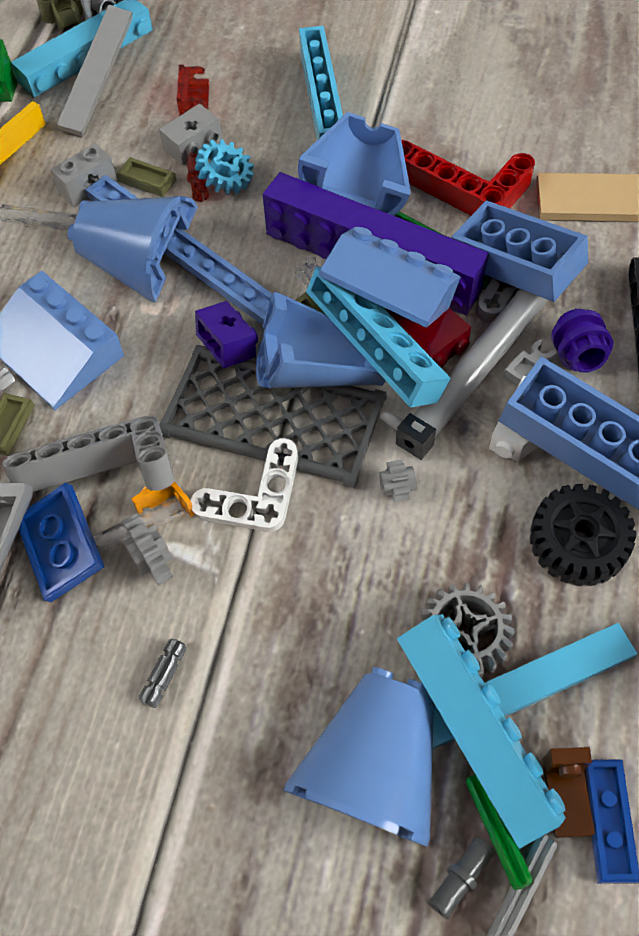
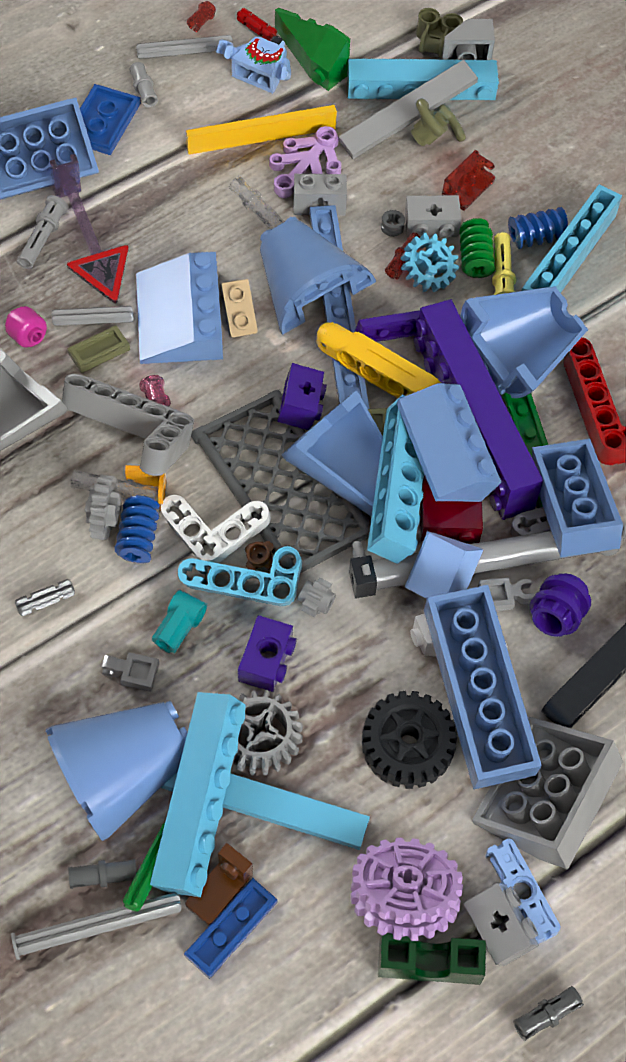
camera: 35 degrees right, 0 degrees up
(45, 136) = (323, 140): none -> lavender plant
(59, 543) = (57, 458): blue tile -> none
(91, 420) = (154, 390): none -> clear pink bush
(102, 302) = (239, 307): none -> tan bracket
(127, 68) = (435, 123): none -> olive piece
(146, 177) = (368, 228): olive tile -> none
(165, 154) = (393, 216): none -> dark grey bush
(192, 546) = (137, 529): none -> blue piece
(242, 233) = (389, 326): none -> dark purple tile
(250, 133) = (476, 248): none -> green piece
(261, 264) = (373, 361): none -> yellow piece
(280, 90) = (537, 226): none -> blue piece
(290, 142) = (502, 246): none -> light yellow pin
(303, 587) = (182, 615): none -> teal piece
(310, 667) = (136, 671): none -> flat silver plate
(313, 477) = (254, 549): none -> reddish brown plate
(320, 516) = (239, 576): none -> medium azure beam
(404, 579) = (263, 671): none -> dark purple brick
(476, 379) = (442, 566): none -> light blue slope

